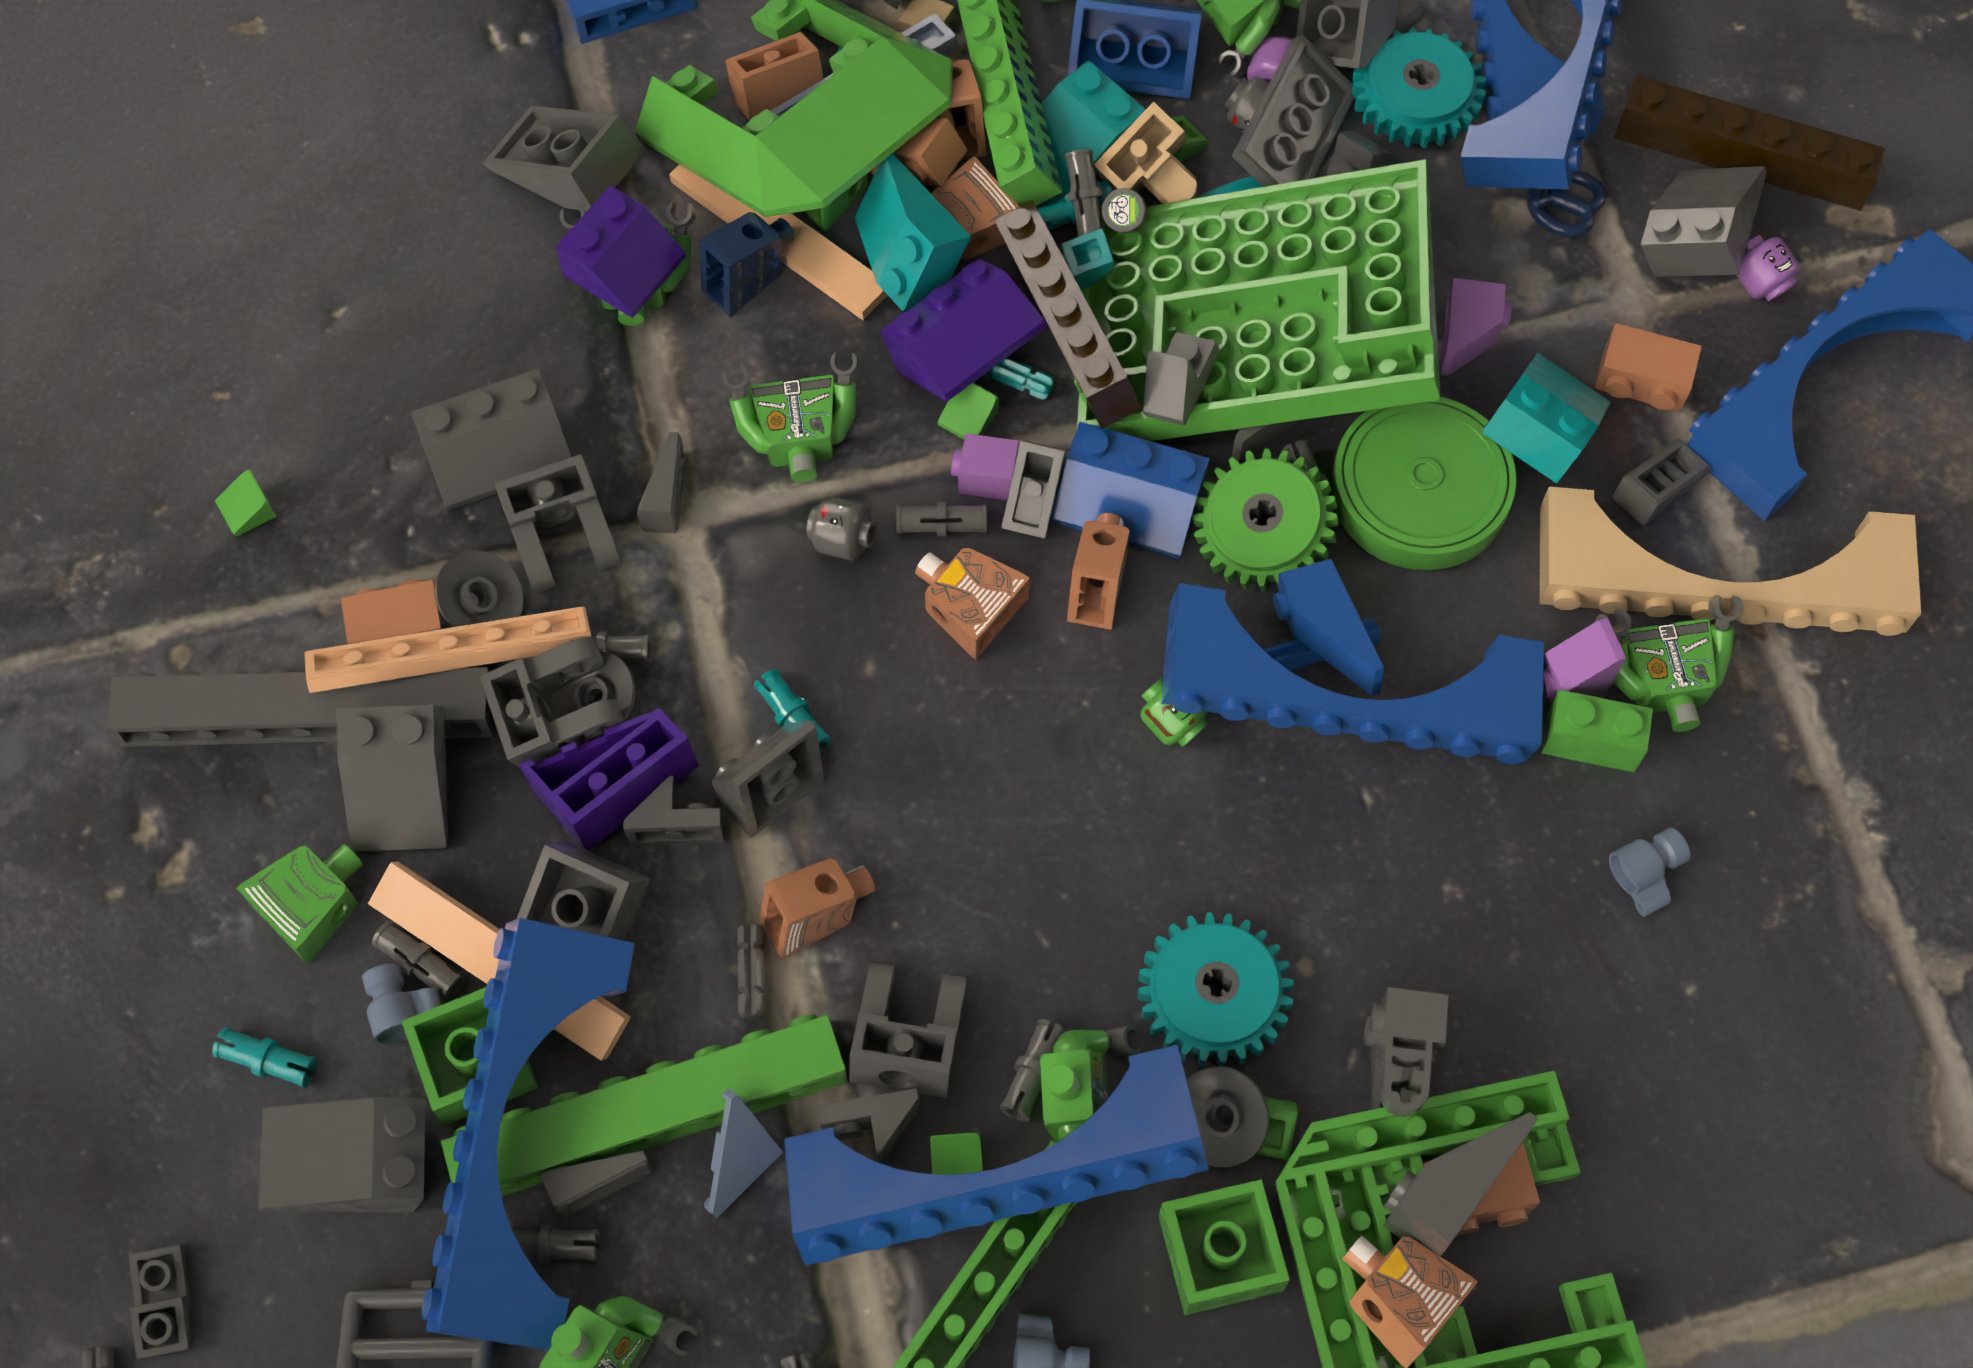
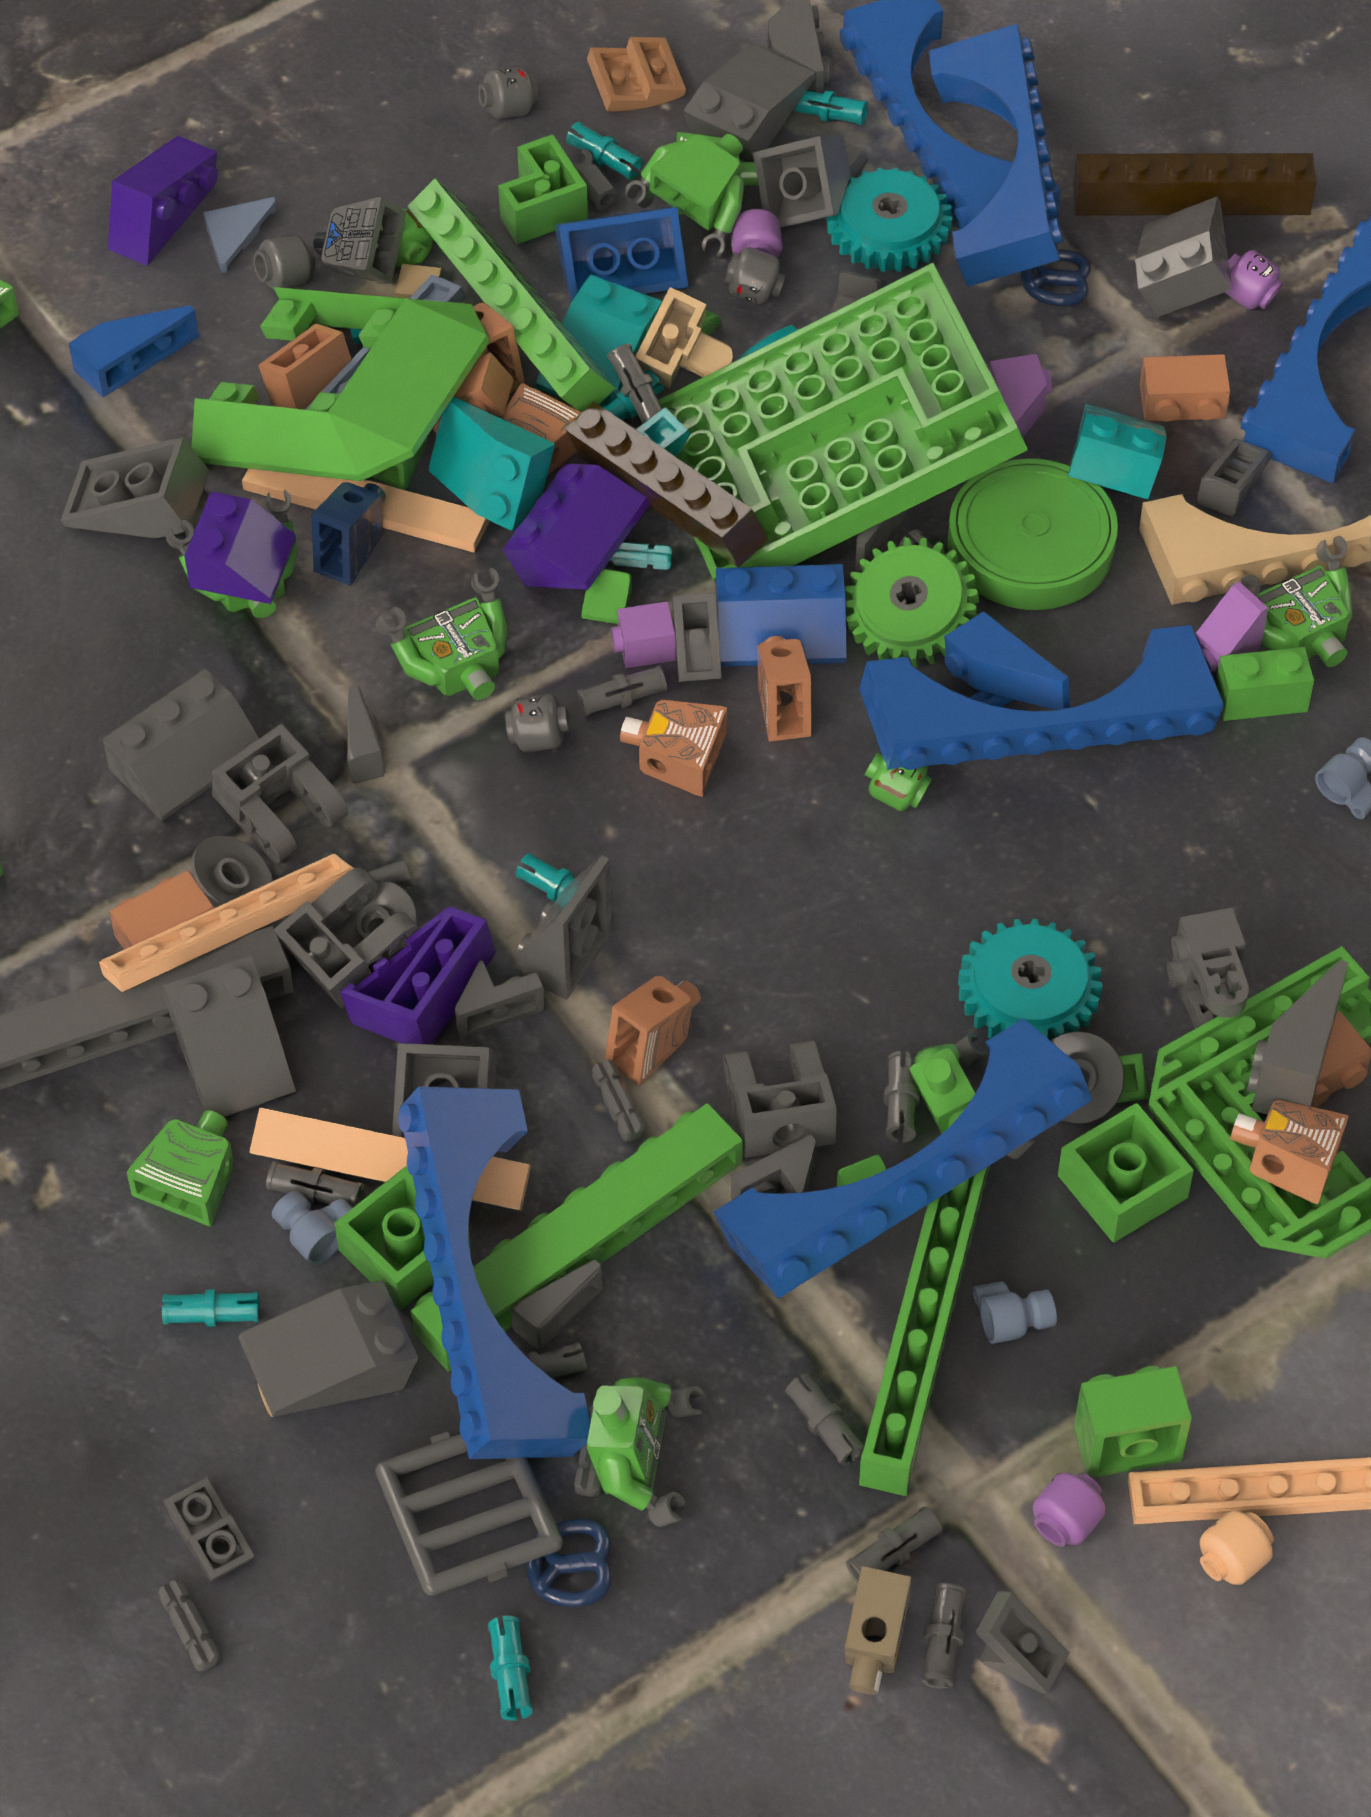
camera: 20 degrees left, 10 degrees down
(739, 1154) = (677, 1238): sand blue tile -> none
(1124, 210) = (677, 388): tile -> none
(1178, 377) = (790, 504): dark grey slope -> none
(1295, 117) = (794, 270): dark grey tile -> none

